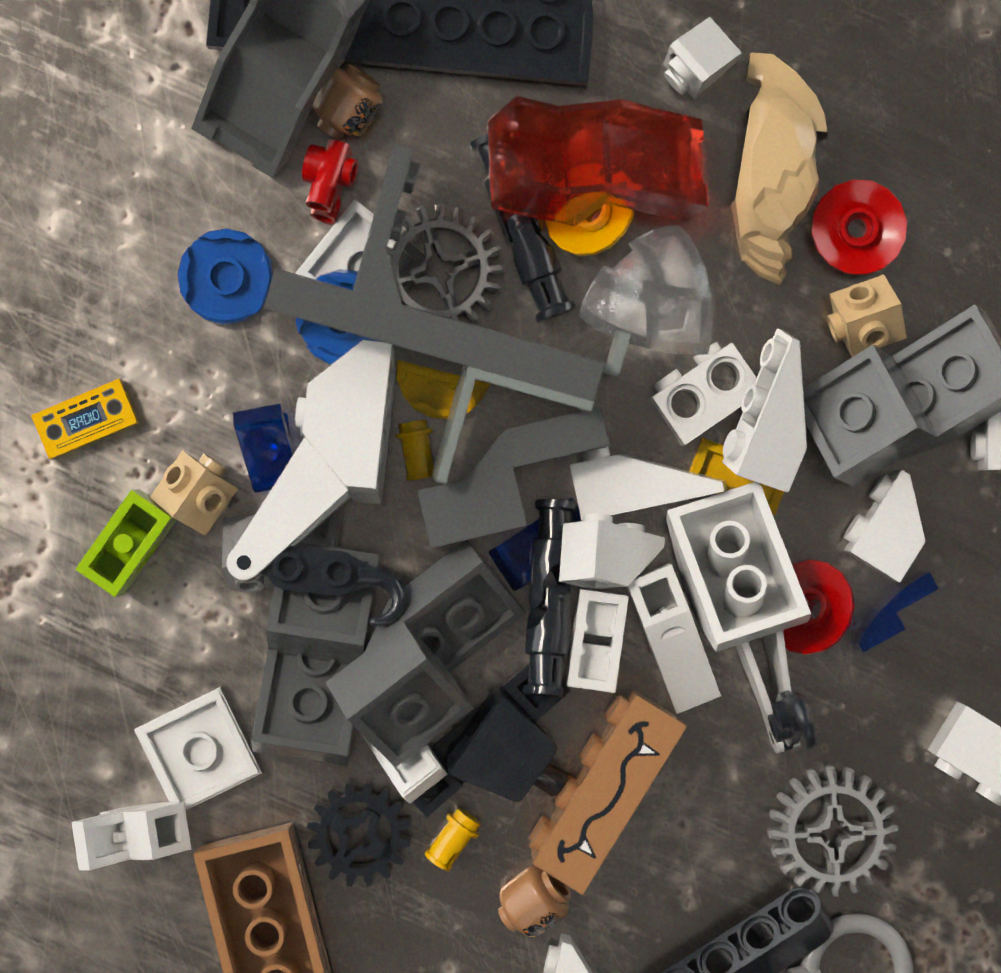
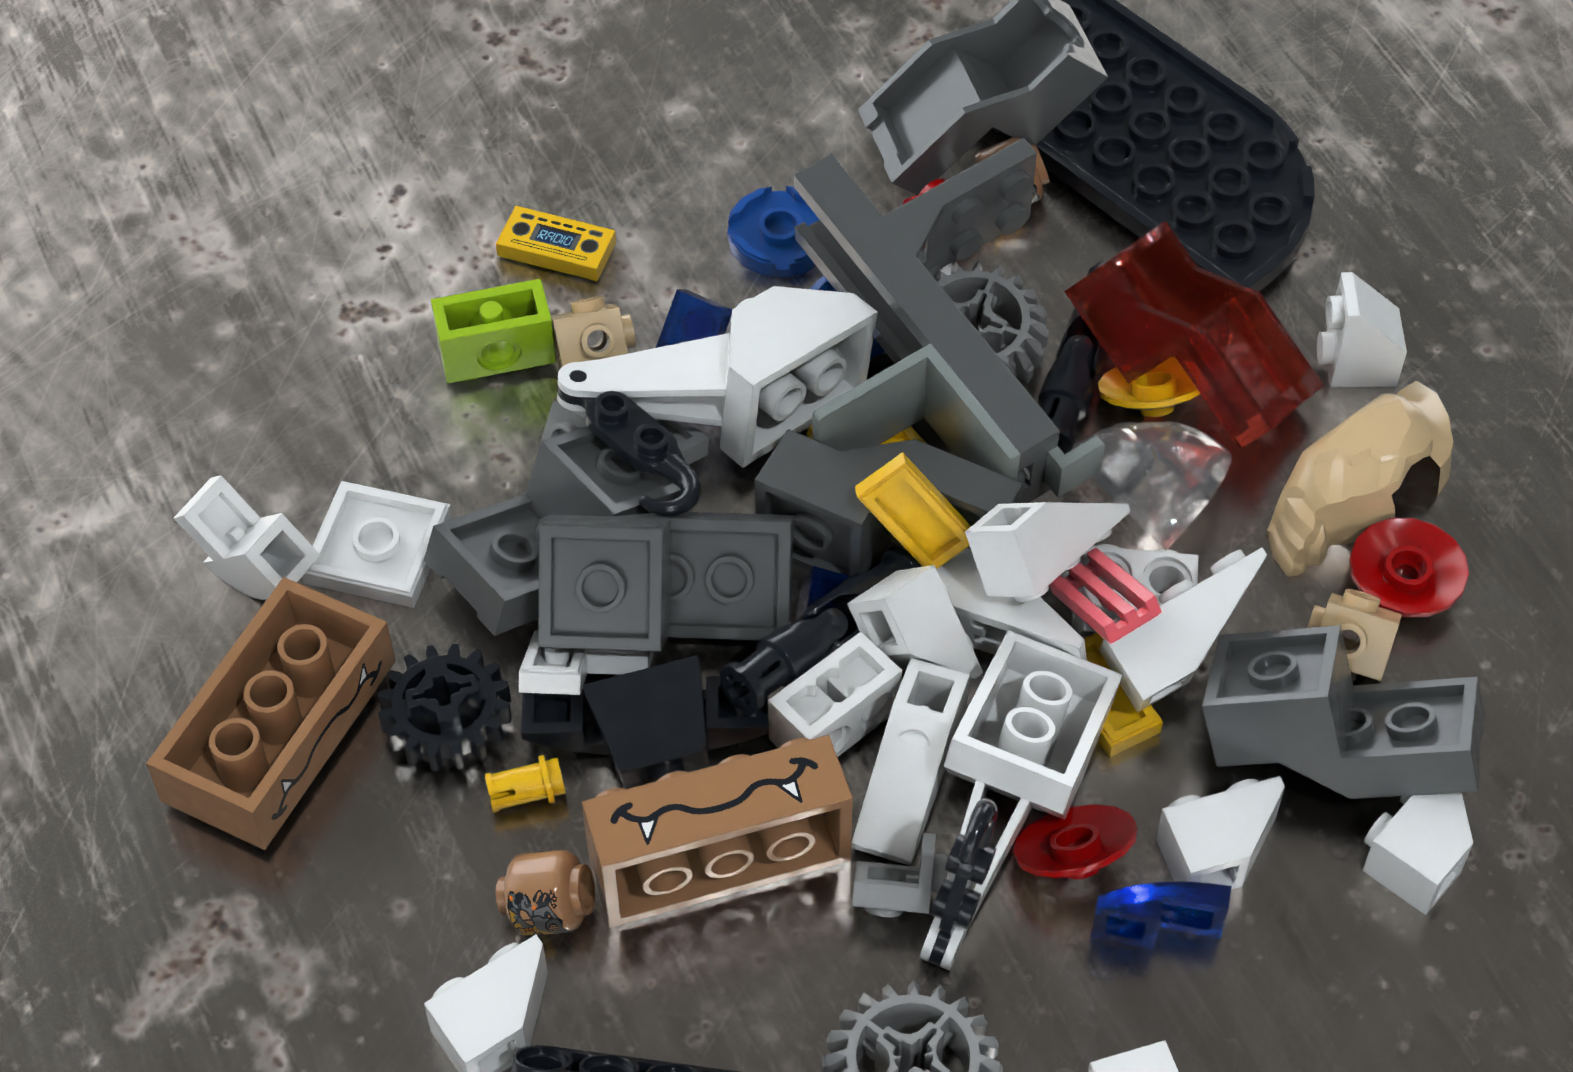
camera: 40 degrees right, 35 degrees down
(552, 487) = (914, 512): none -> yellow tile
(642, 431) = (1031, 544): none -> white slope
(675, 429) = (1102, 566): none -> coral tile
(729, 721) = (893, 888): none -> light grey bracket

